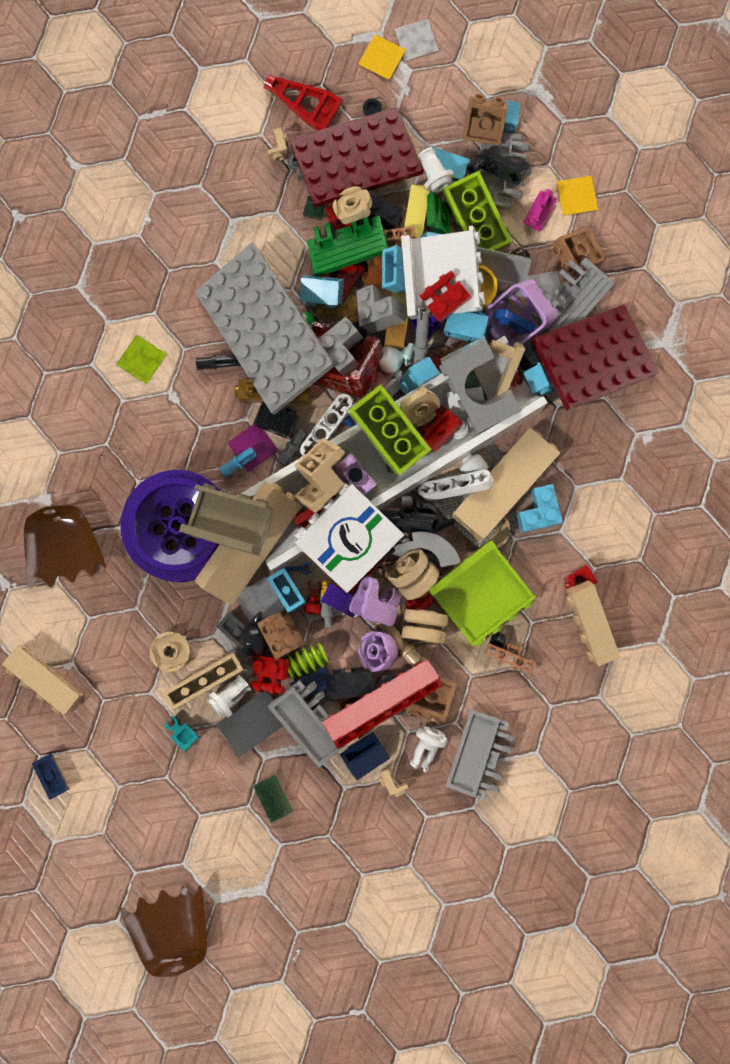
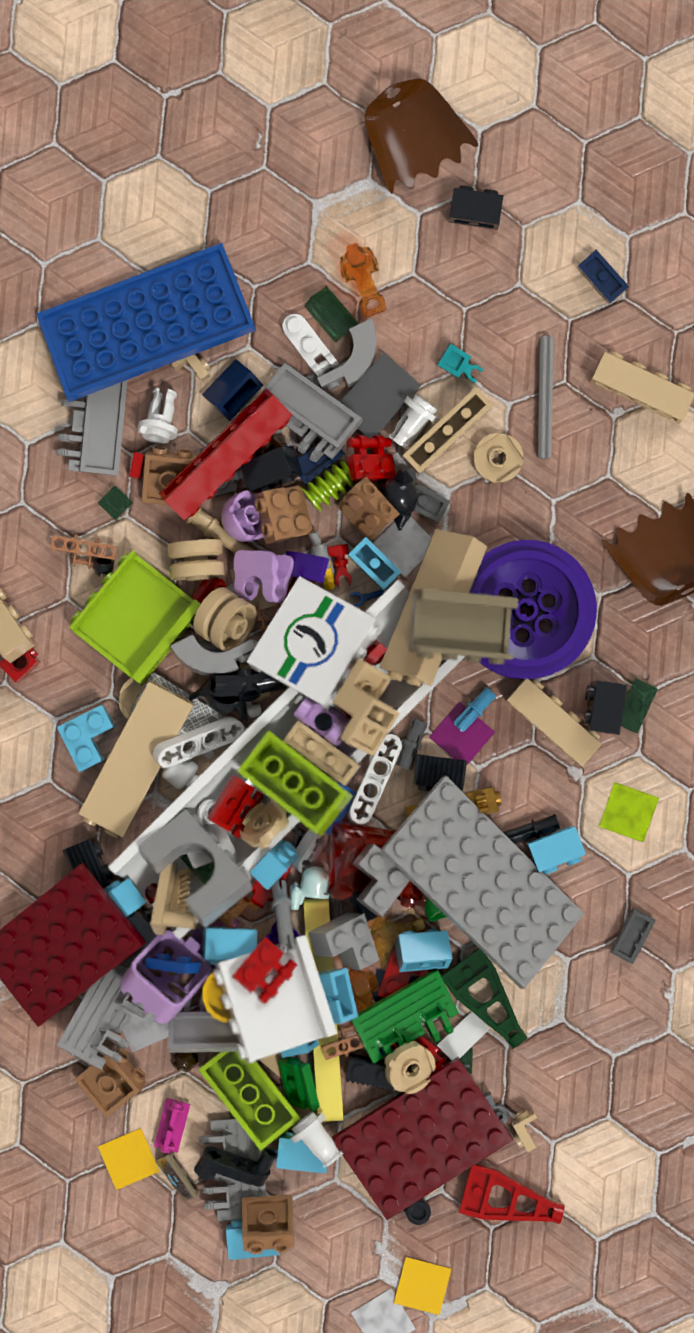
camera: 170 degrees right, 5 degrees up
(114, 436) = (637, 705): none -> clear green plate
(121, 691) = (545, 397): none -> light grey axle
(135, 437) = (606, 706): none -> black brick
(135, 856) = (476, 207): none -> black brick
(162, 266) = (632, 936): none -> dark grey plate
(179, 437) = (553, 721): none -> tan brick
(202, 342) = (556, 849): none -> medium azure brick
(241, 832) = (359, 268): none -> clear orange piece
(252, 766) = (360, 361): none -> light grey arch
(294, 267) = (467, 973): none -> dark green plate
(296, 778) = (308, 344): none -> white plate
(305, 224) = (464, 1036): none -> white sticker
(348, 646) = (283, 514): none -> medium nougat plate
(362, 449) = (321, 753): none -> tan piece
(421, 826) = (145, 322): none -> blue plate
(454, 712) = (137, 466): none -> red tile
(477, 688) = (115, 503): none -> clear green tile
(499, 364) = (180, 890): none -> tan piece
(542, 172) = (177, 1176): none -> dark tan slope
(560, 420) = (89, 854): none -> black brick

